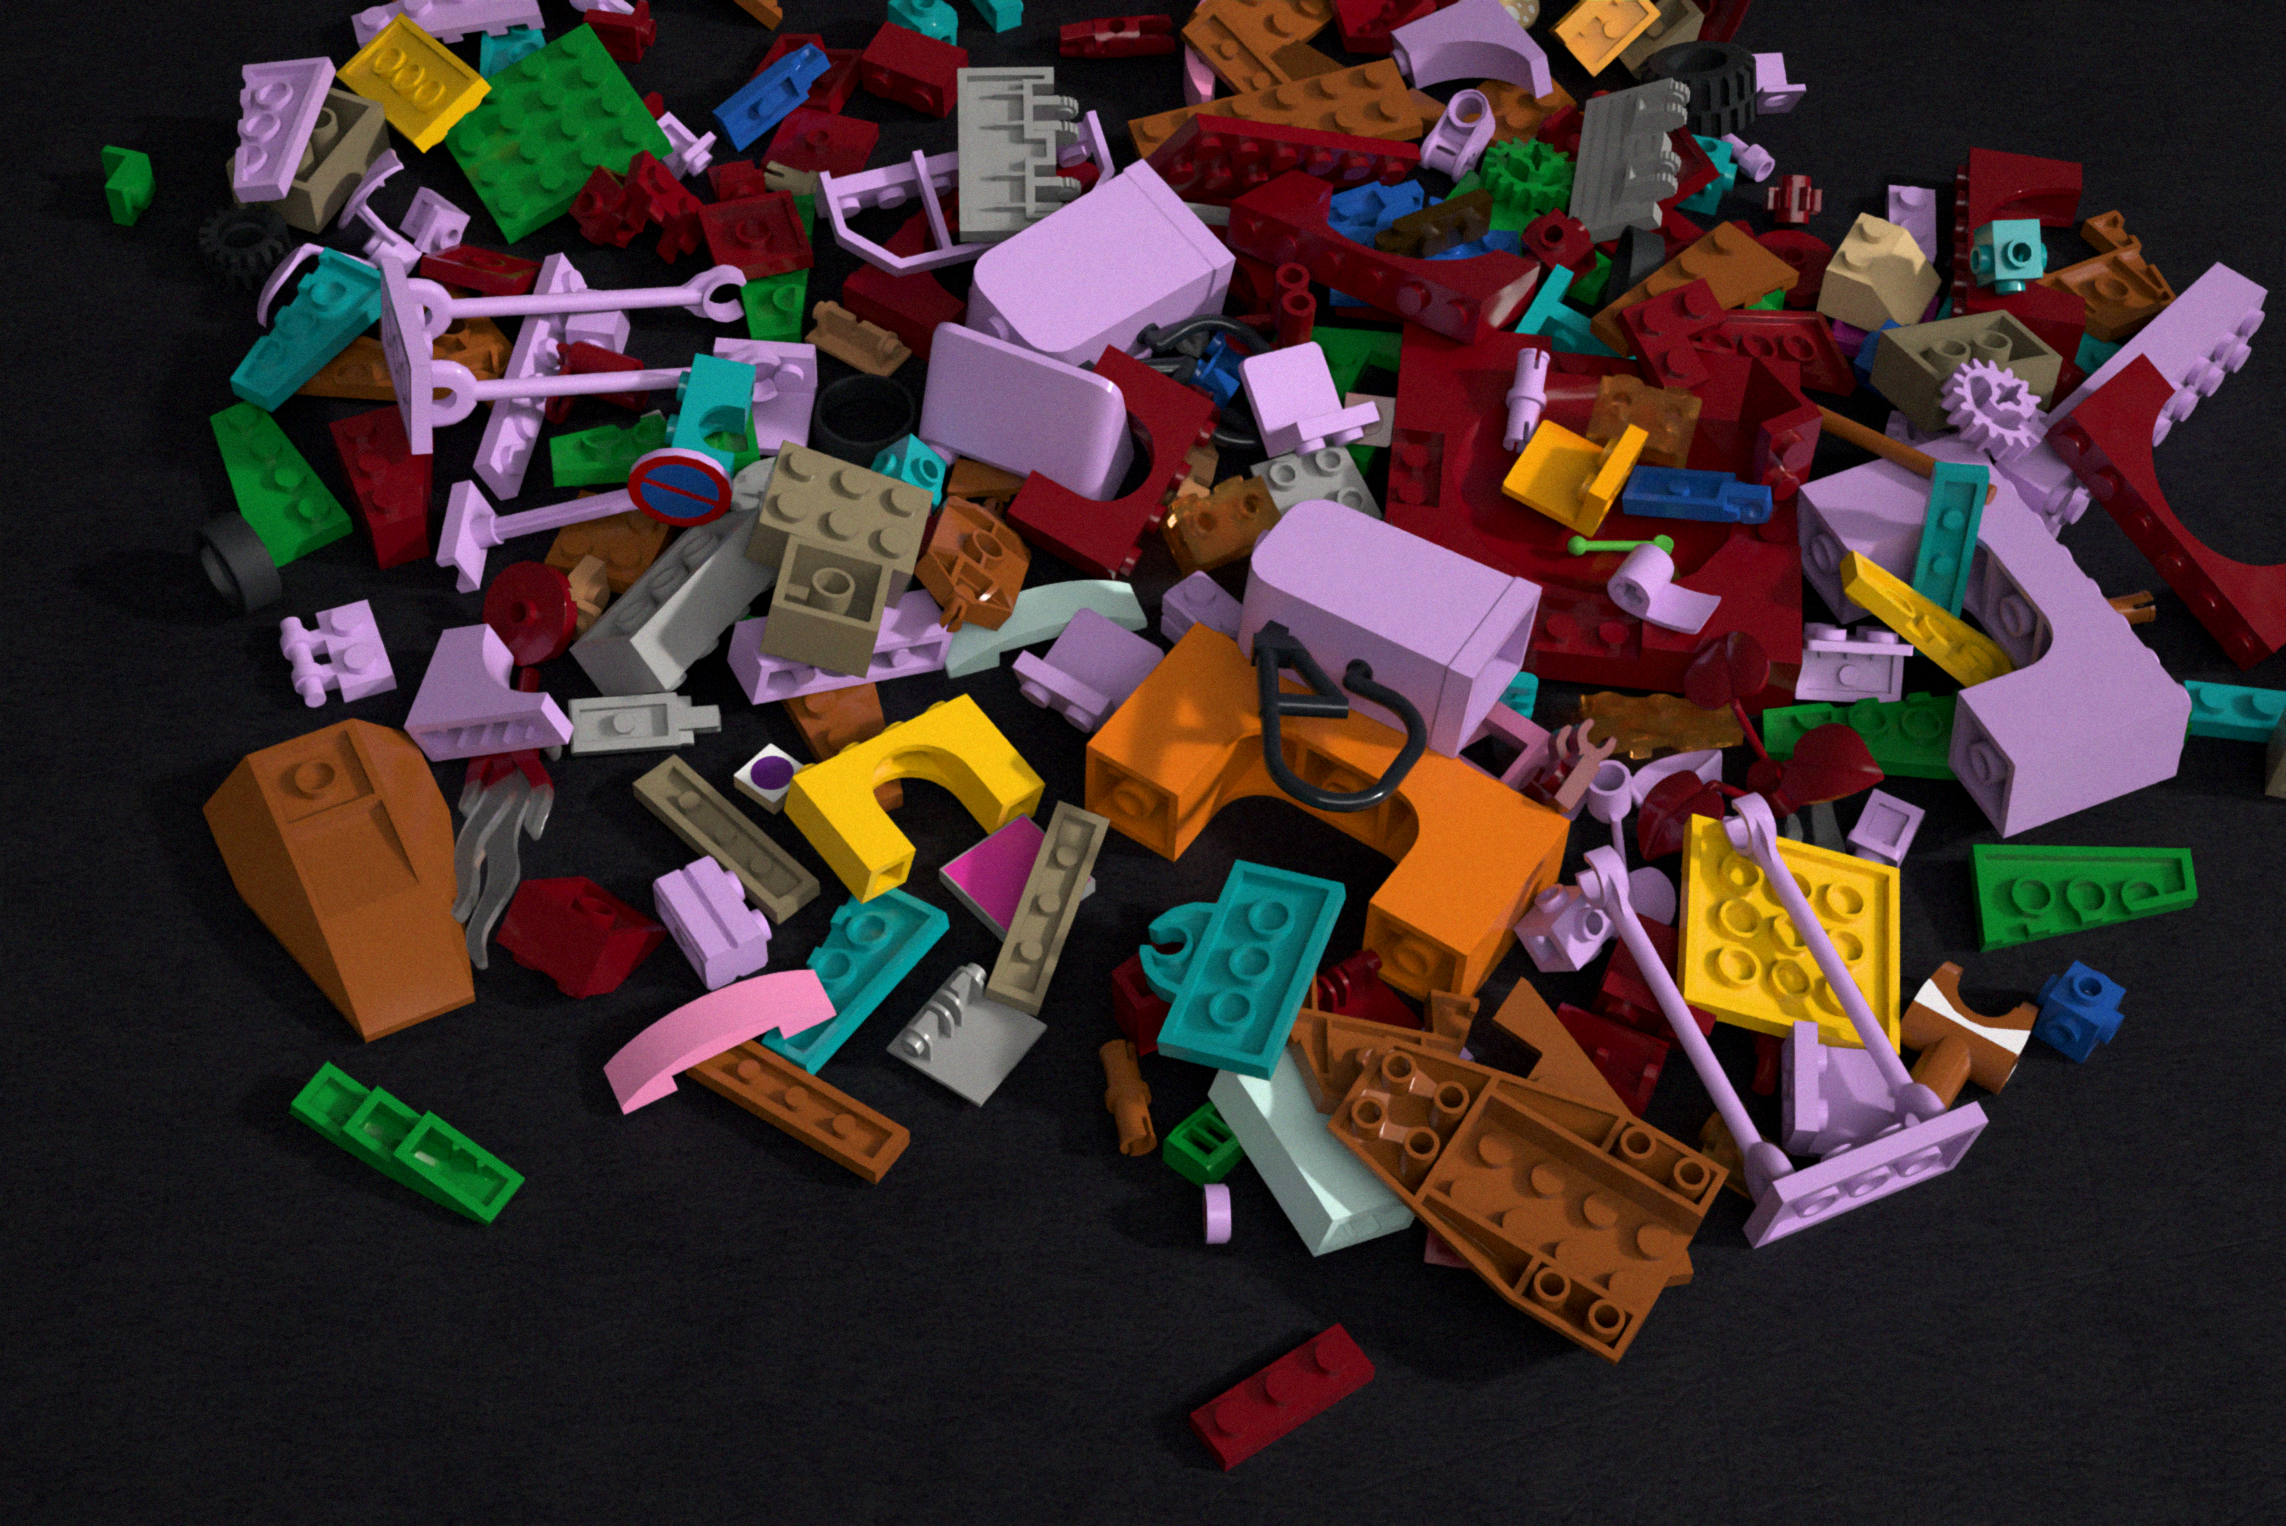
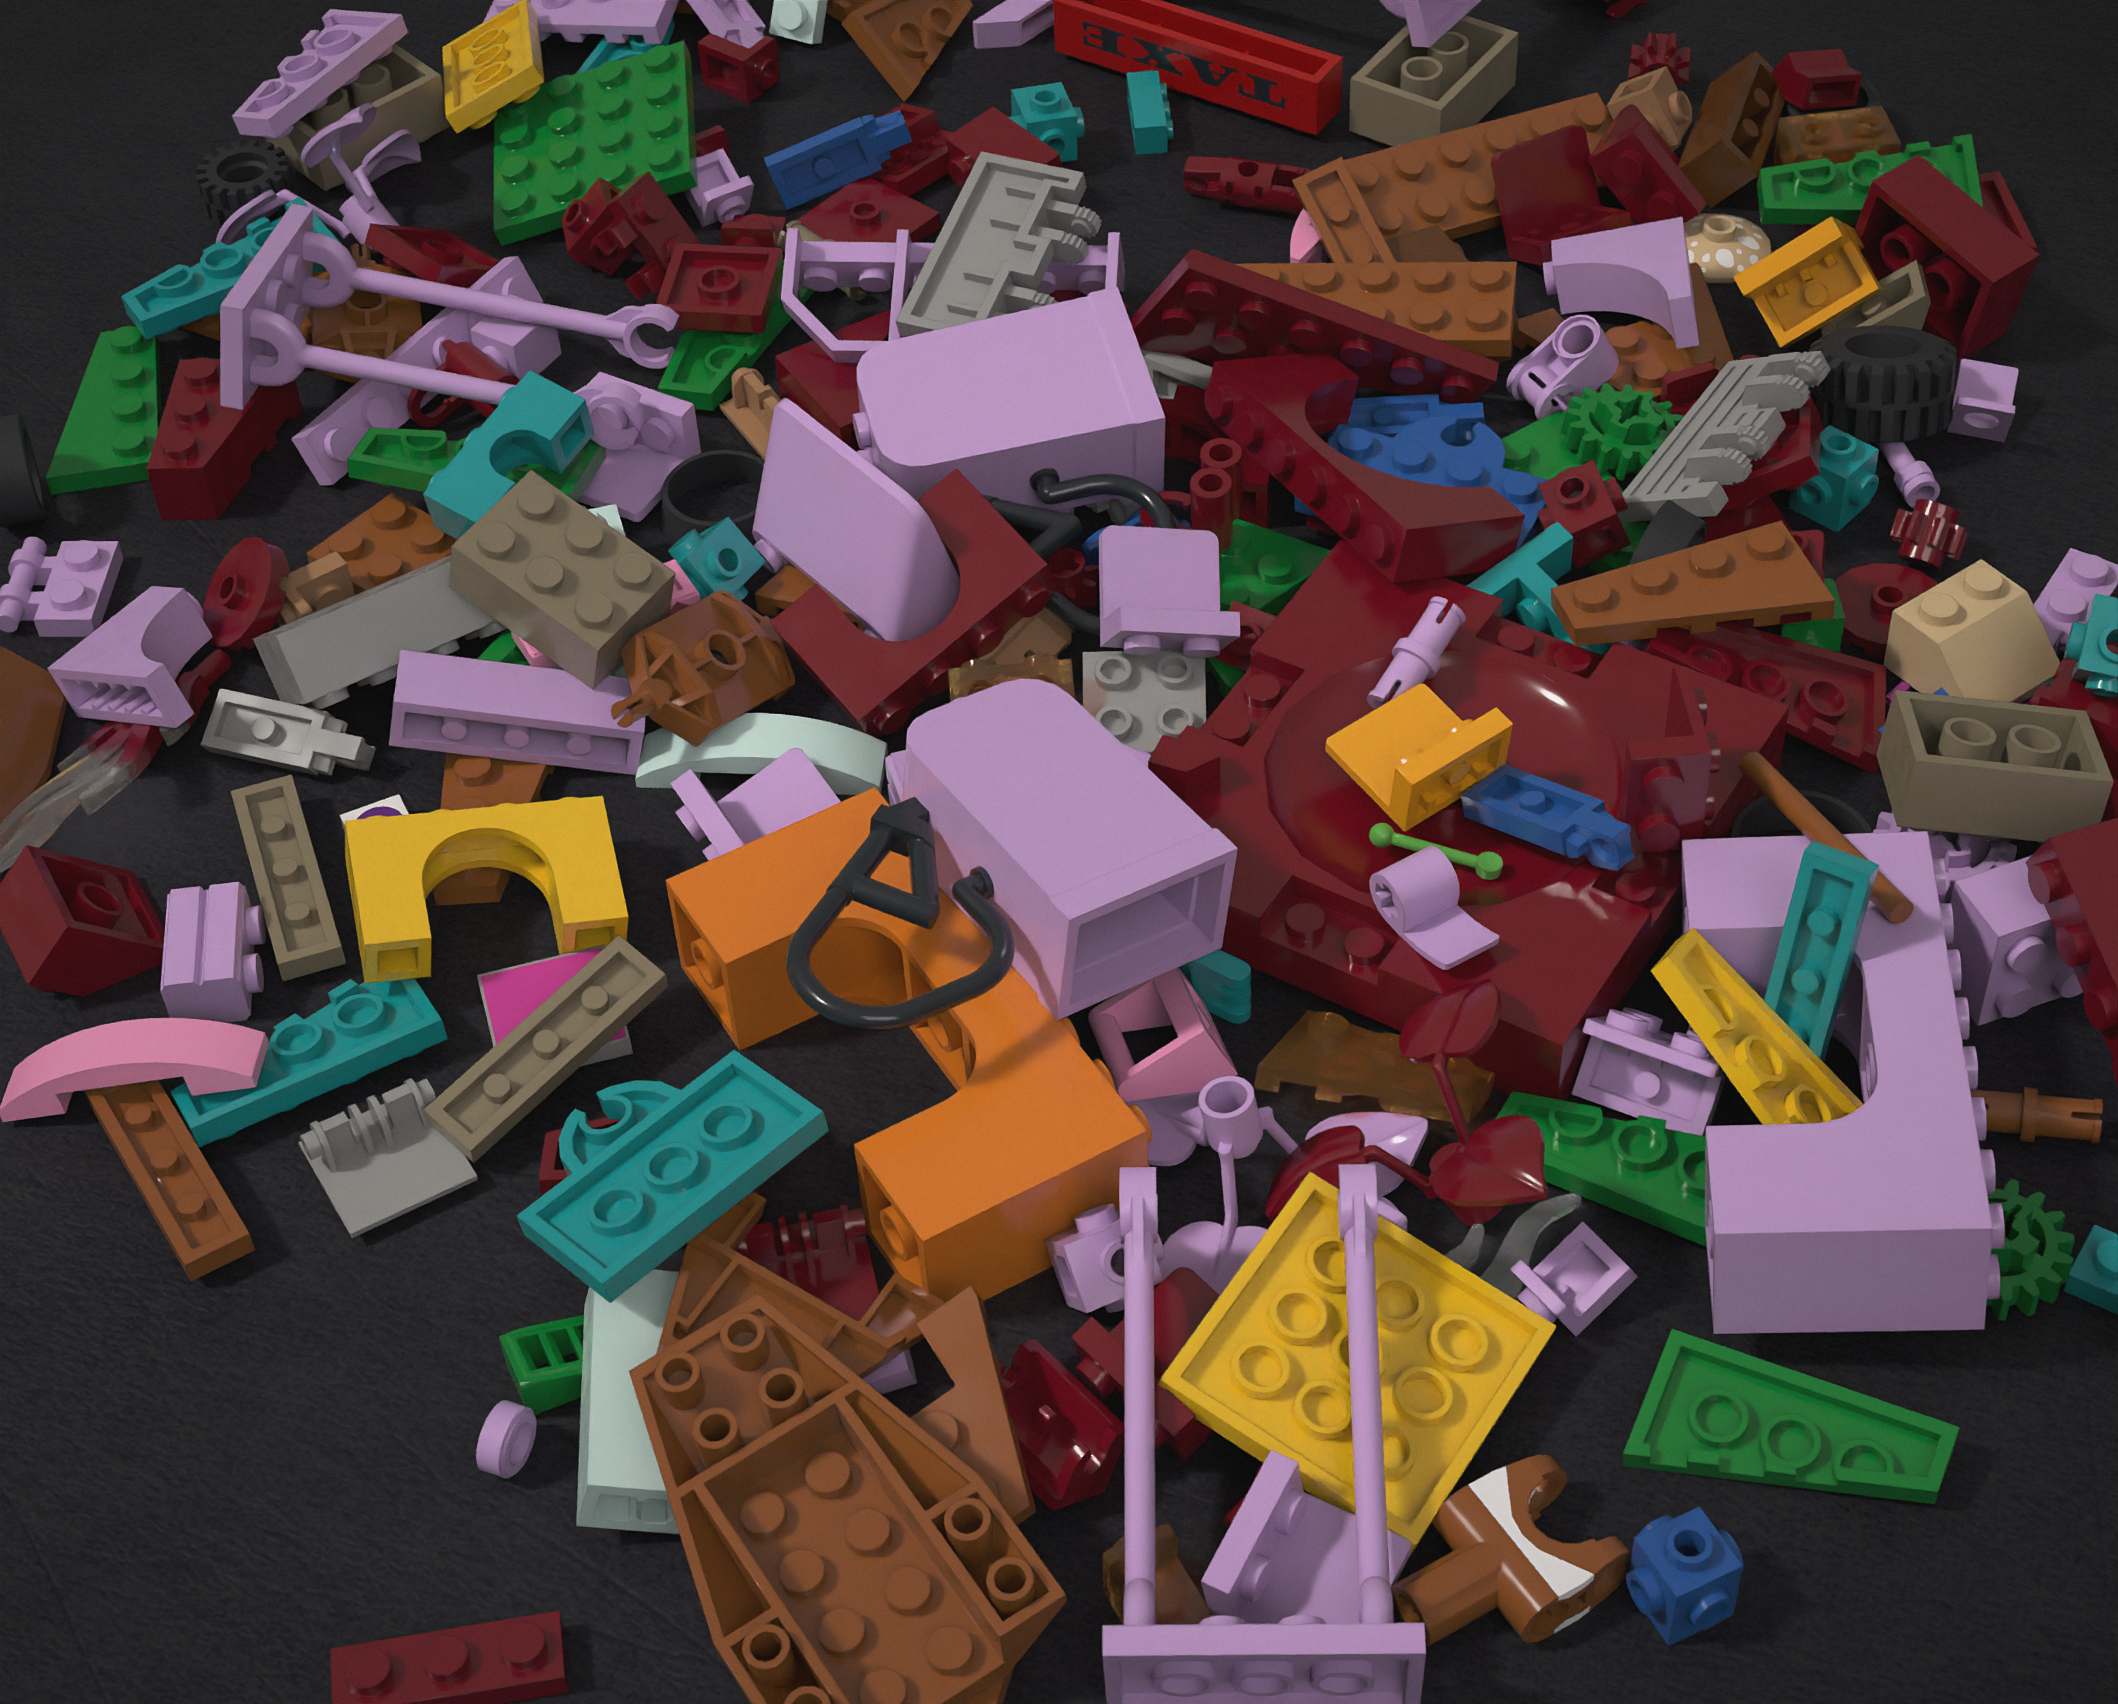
camera: 30 degrees right, 5 degrees down
(128, 184) = (180, 103): green bracket -> none
(433, 222) = (431, 201): lavender bracket -> none
(666, 484) = (415, 486): piece -> none
(827, 606) = (486, 656): dark tan brick -> none
(1127, 1097) = (501, 1285): dark orange pin -> none
(1438, 227) = (1441, 449): dark brown hinge -> none
(1567, 774) = (1173, 1085): dark red plate -> none
(1662, 331) = (1618, 620): dark red plate -> none
(1665, 414) = (1554, 724): clear orange brick -> none
(1993, 410) = (1967, 814): lavender gear -> none

